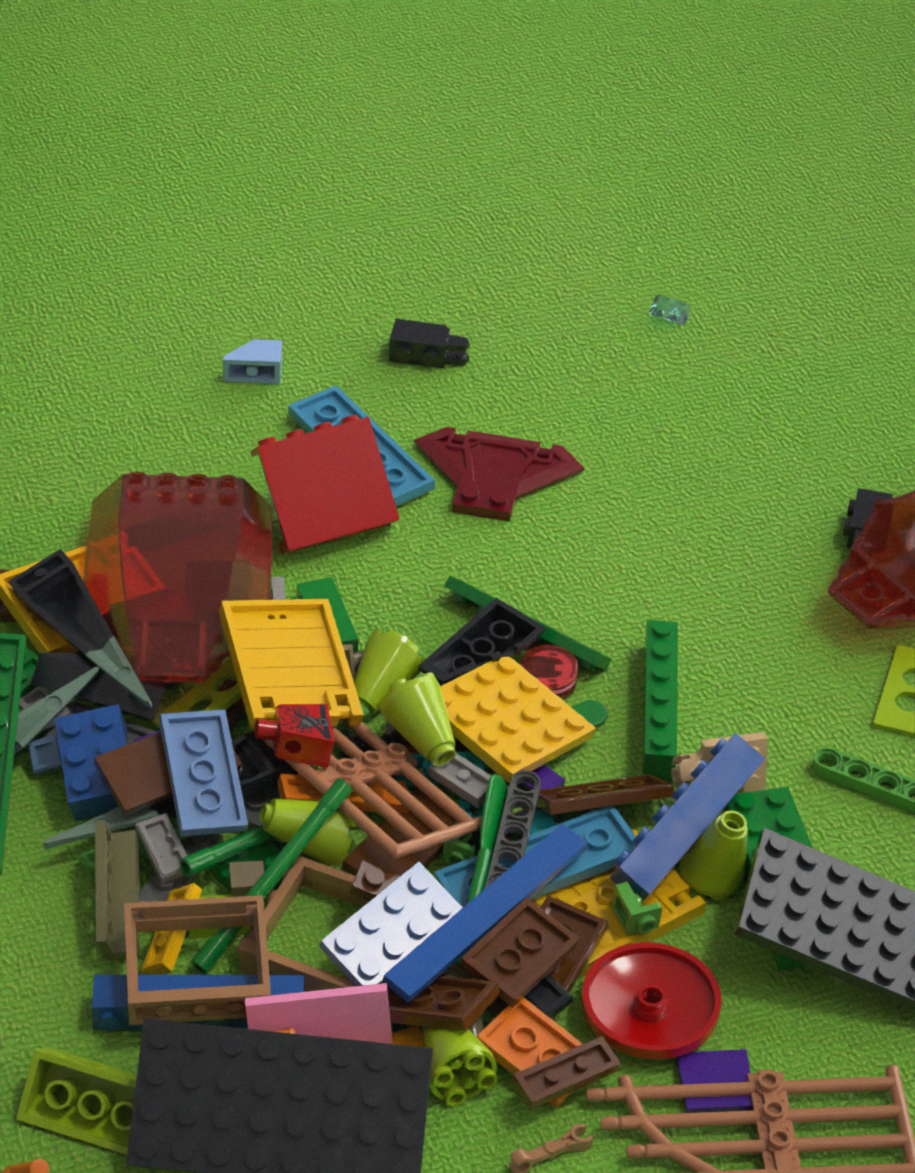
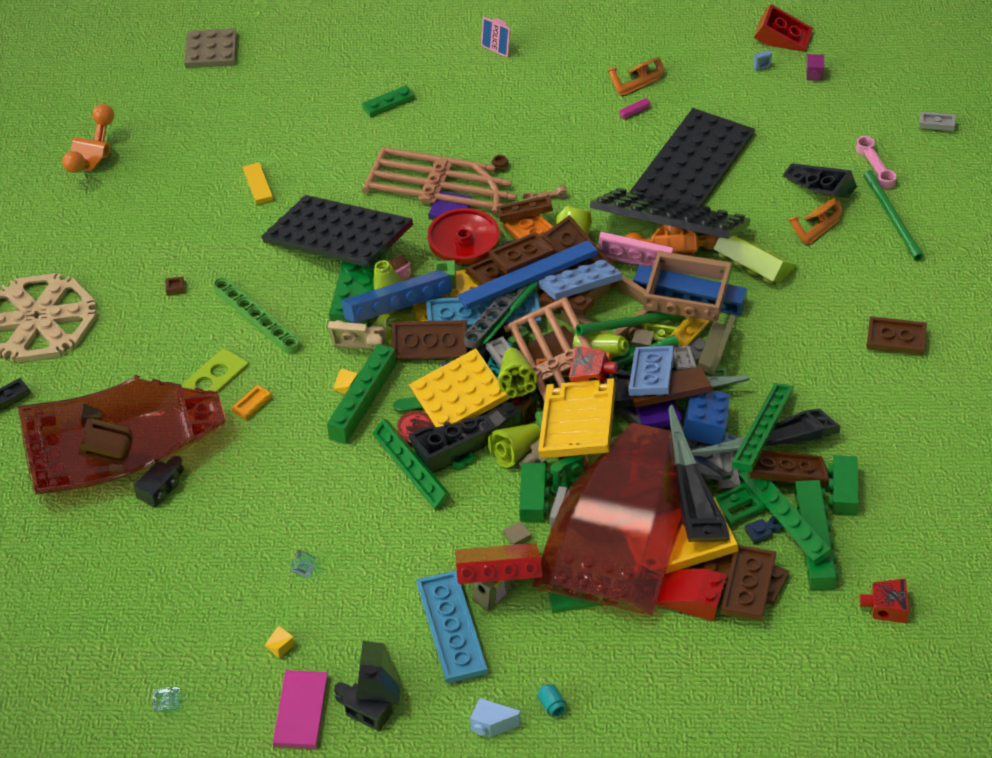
camera: 155 degrees left, 5 degrees up
(36, 533) = (693, 592): none -> red slope
(191, 395) = (552, 700): none -> teal brick
(325, 569) = (517, 533): none -> dark tan tile
(420, 355) = (376, 675): none -> black wedge
(494, 469) = (368, 591): dark red plate -> none
(502, 335) = (300, 709): none -> dark pink tile
(570, 388) = (280, 642): none -> yellow slope
(600, 476) = (303, 563): none -> clear light blue slope
(698, 721) = (344, 381): none -> yellow slope
(724, 903) = (401, 267): none -> piece
(823, 667) = (251, 402): none -> light orange tile

